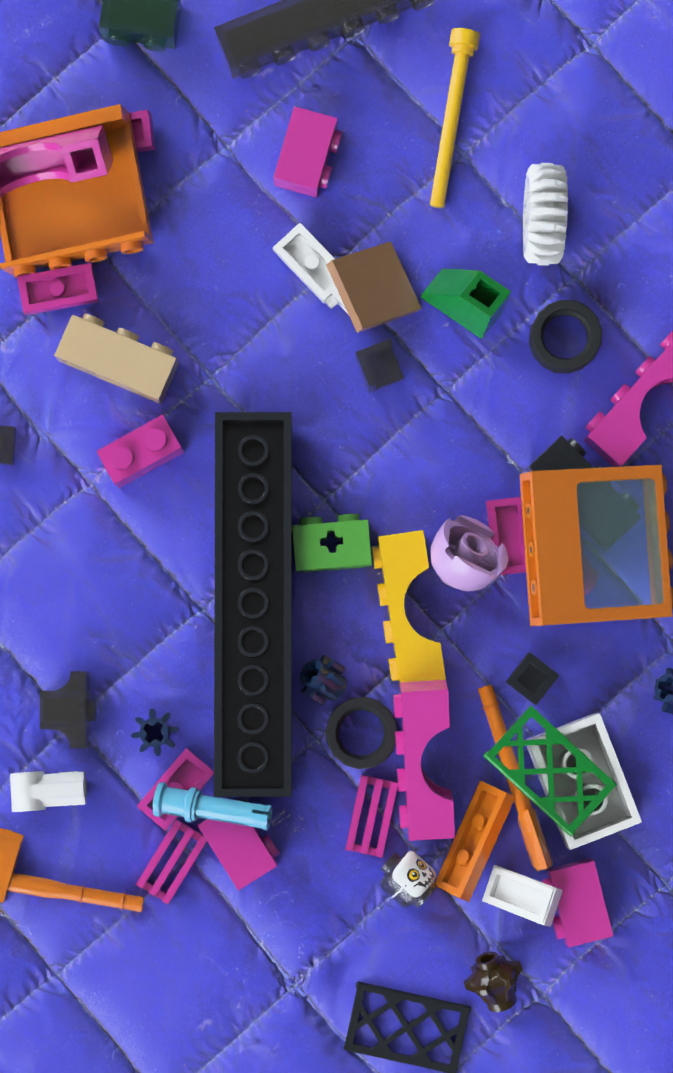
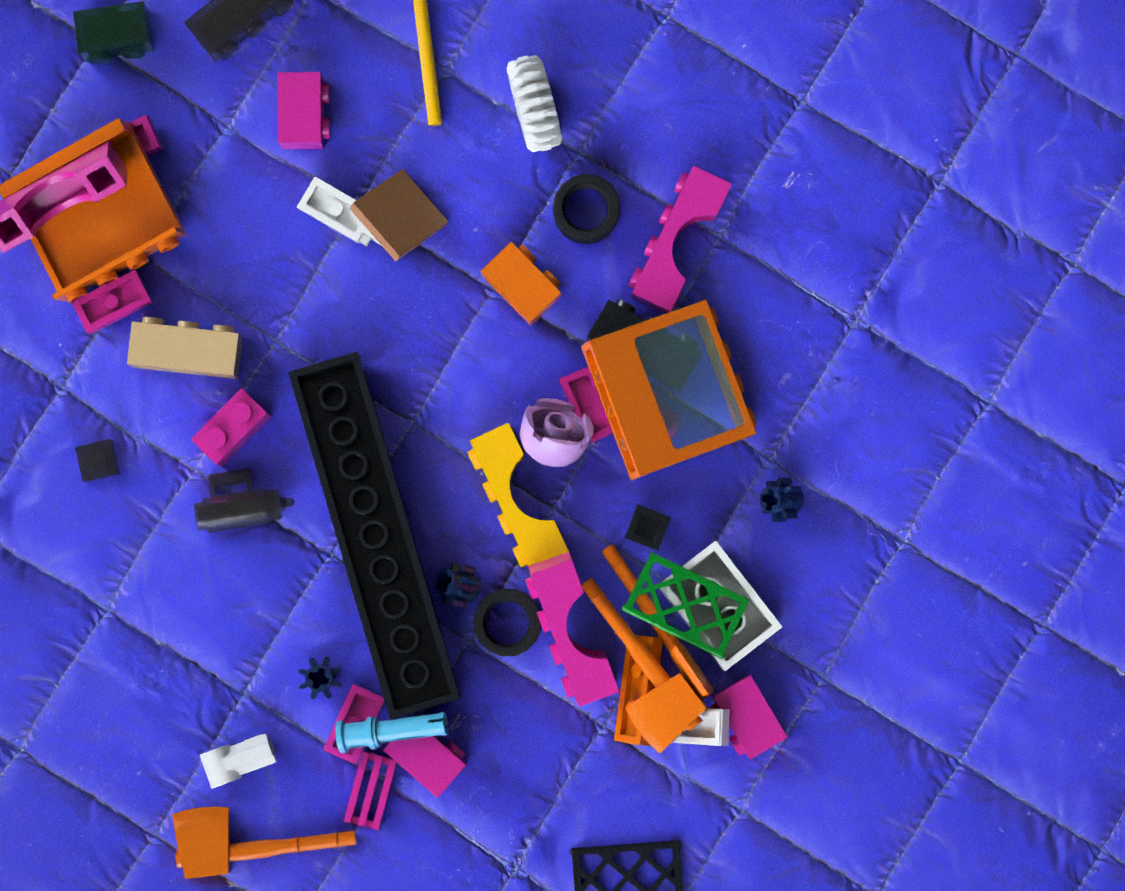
camera: 15 degrees left, 0 degrees up
(70, 709) = (236, 680): clear smoke brick -> none
(124, 536) = (239, 508): none -> clear smoke piece
(313, 557) = (417, 476): bright green brick -> none
(365, 847) = (541, 726): dark pink tile -> none
(378, 366) = (425, 285): clear smoke panel -> none
(408, 879) = (588, 742): head -> none
(468, 298) = (487, 200): green slope -> none
(478, 392) = (522, 282): none -> orange brick
(494, 981) = (693, 810): dark brown rock -> none
(501, 869) = (673, 702): none -> orange piece

